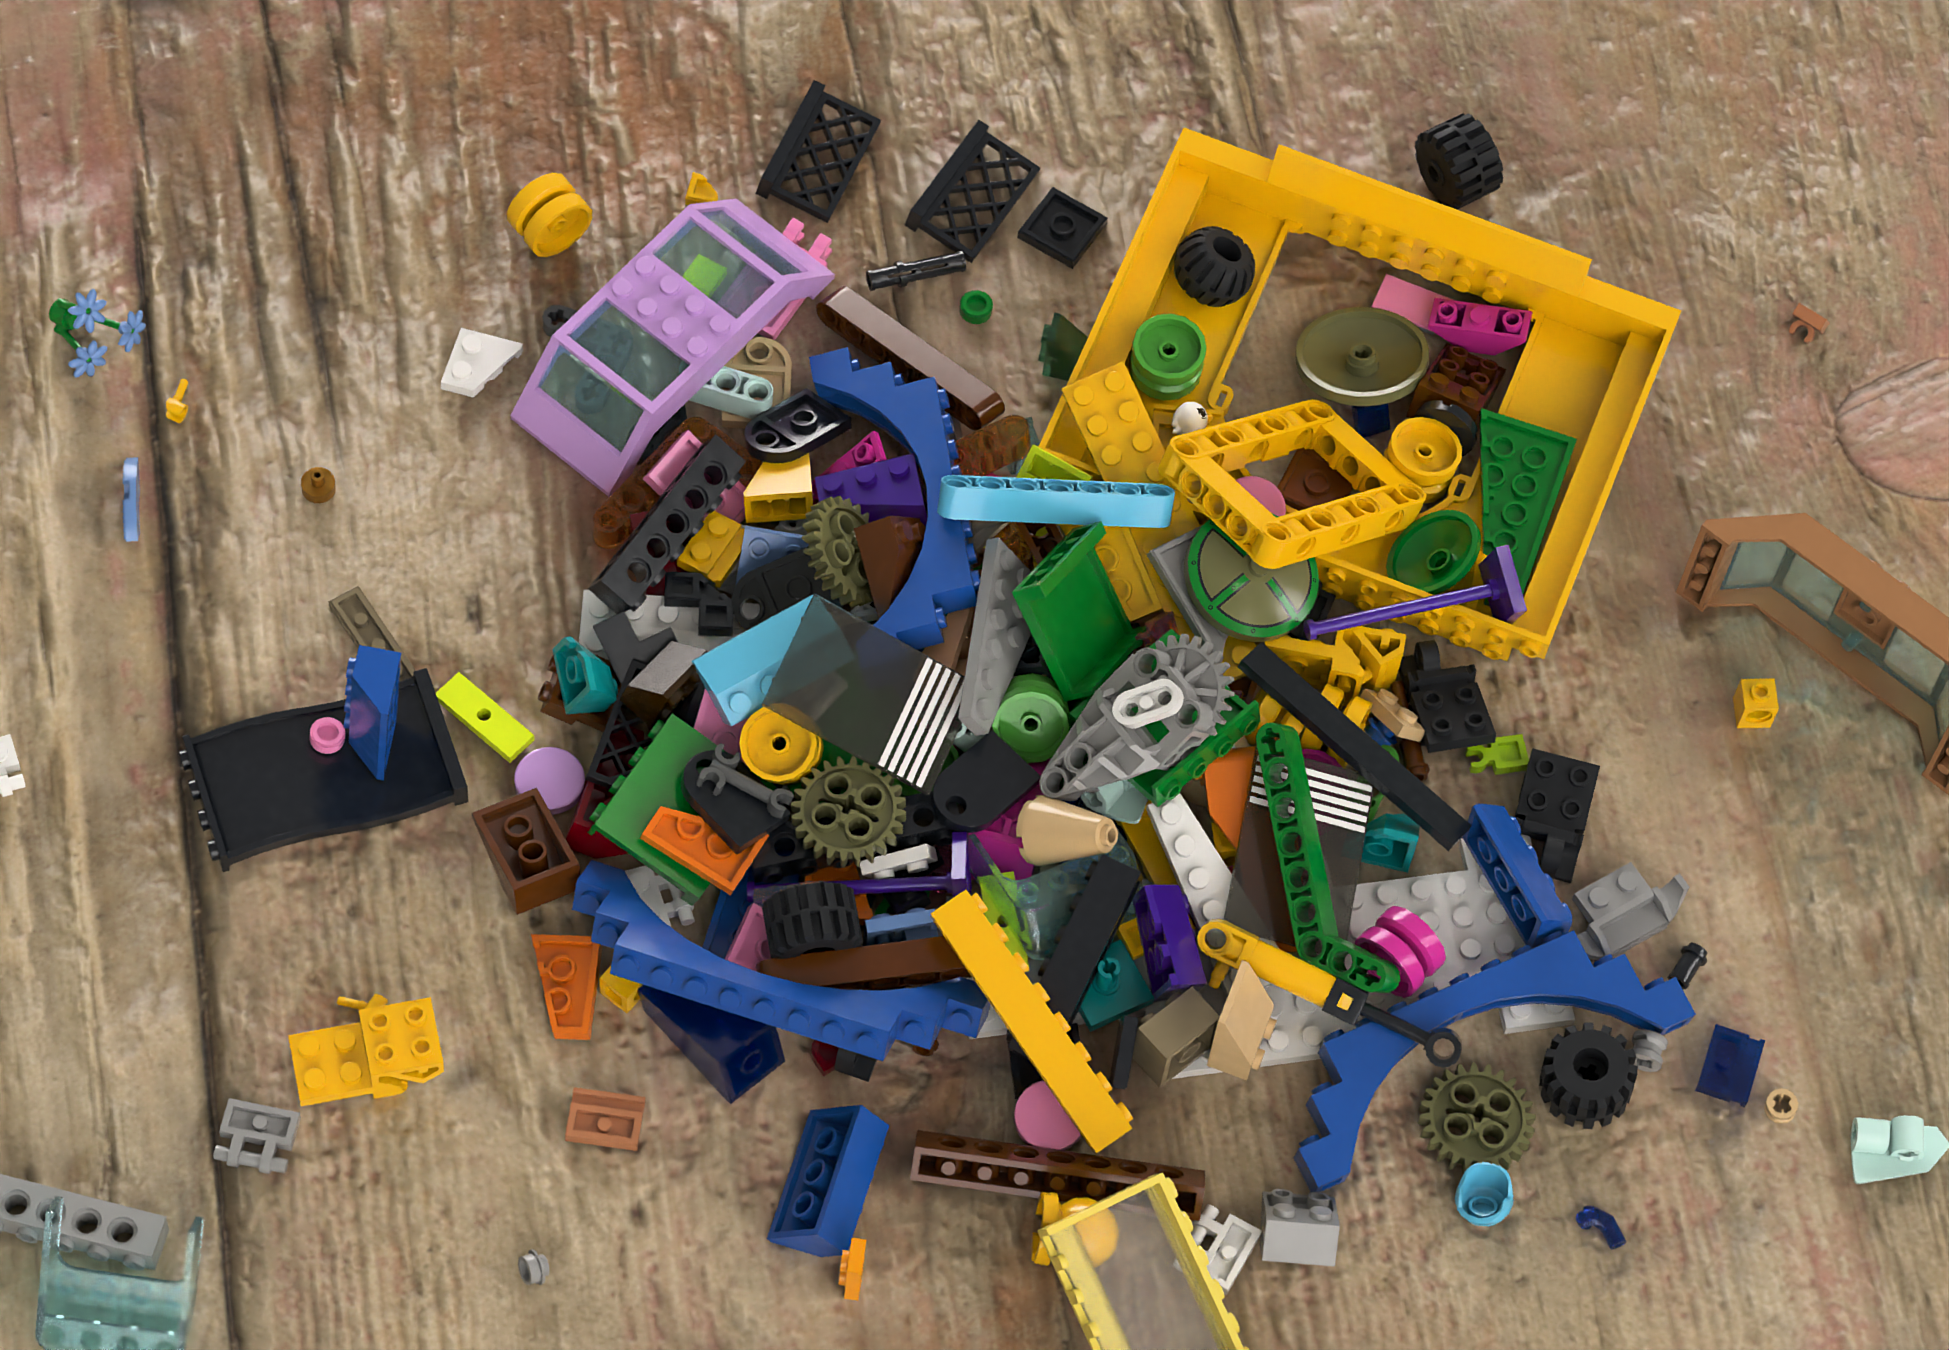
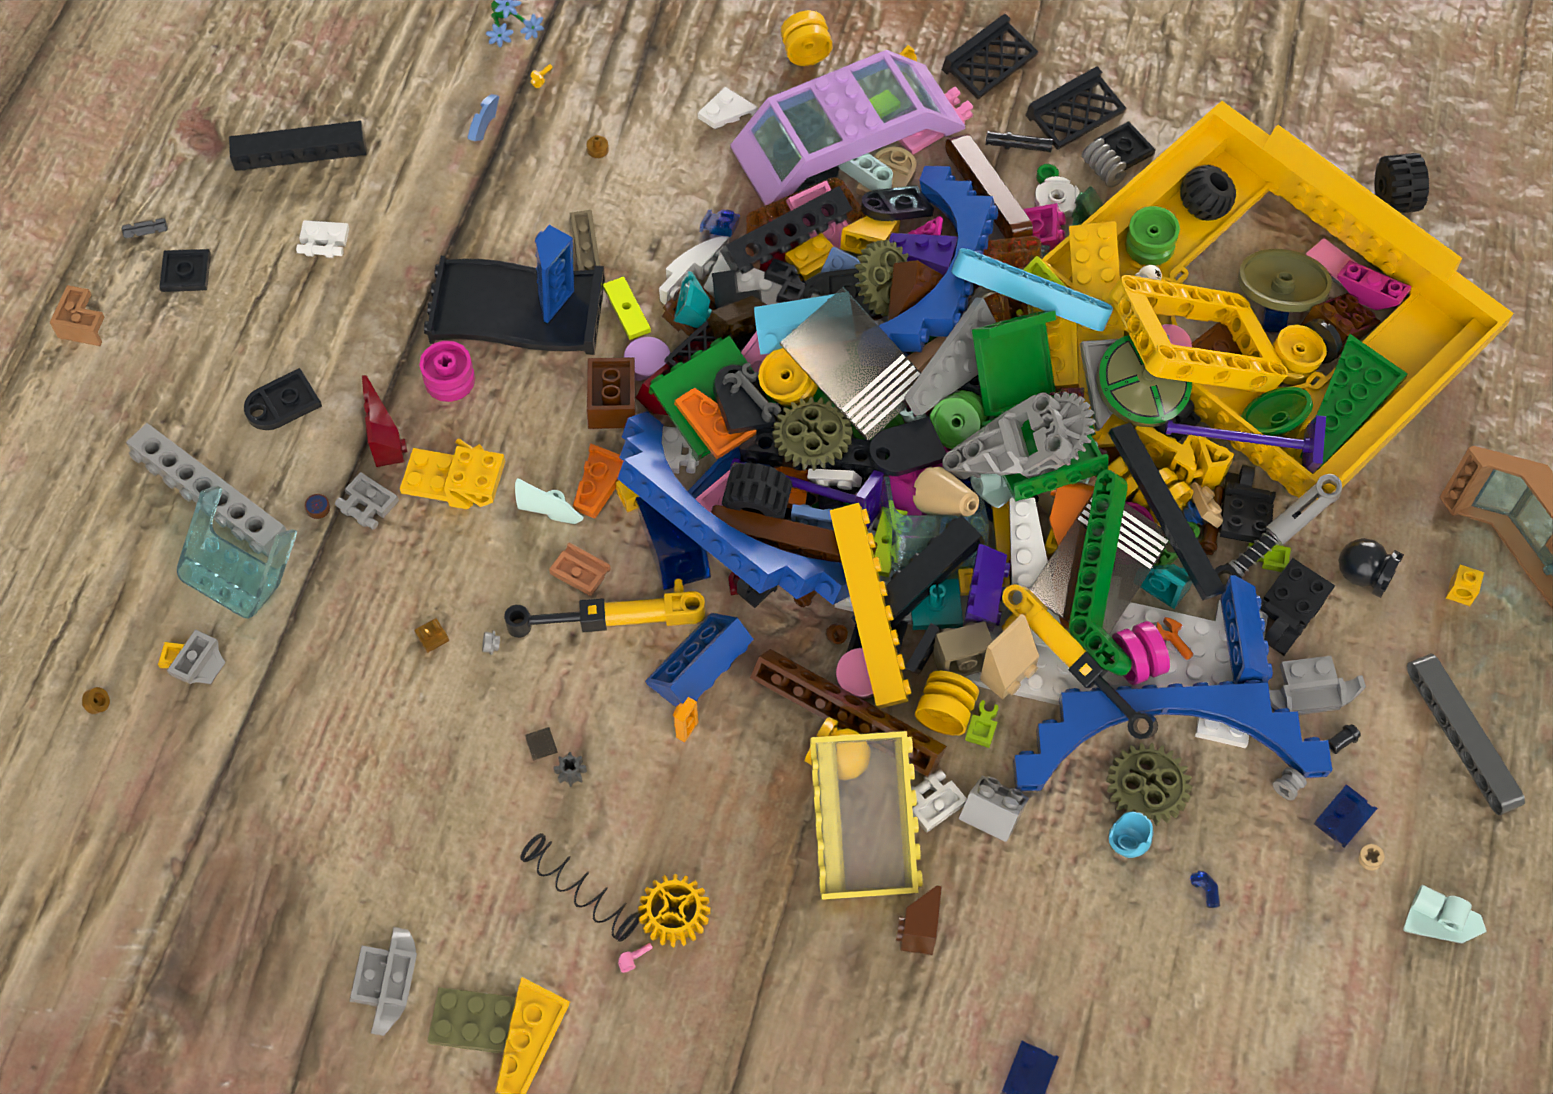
camera: 30 degrees right, 0 degrees up
(55, 1036) = (281, 401): none -> black tile
(188, 1170) = (317, 506): none -> tile
(231, 1028) = (382, 432): none -> dark red wedge
(278, 904) = (447, 371): none -> dark pink wheel
(327, 735) = (526, 284): bright pink tile -> none
(445, 1289) = (431, 635): none -> pearl gold tile
(522, 1043) = (549, 503): none -> light aqua panel
(546, 619) = (697, 260): none -> white slope
(558, 542) = (722, 223): none -> clear blue plate
(664, 1170) = (598, 614): none -> piece
(991, 1069) = (839, 630): none -> reddish brown hinge
(1005, 354) = (1057, 186): none -> white plate
(1012, 381) = (1047, 224): none -> dark pink plate
(1048, 263) = (1104, 162): none -> light grey piece
(1149, 703) = (1031, 427): white plate -> none
(1181, 1113) = (947, 703): none -> yellow wheel
(1236, 1128) = (982, 727): none -> lime plate
(1425, 912) = (1173, 637): none -> orange bar
(1508, 713) = (1285, 525): none -> light grey piece
(1594, 1057) = (1239, 783): black wheel -> none
(1626, 720) = (1367, 564): none -> black tile
(1830, 901) = (1465, 734): none -> dark grey beam

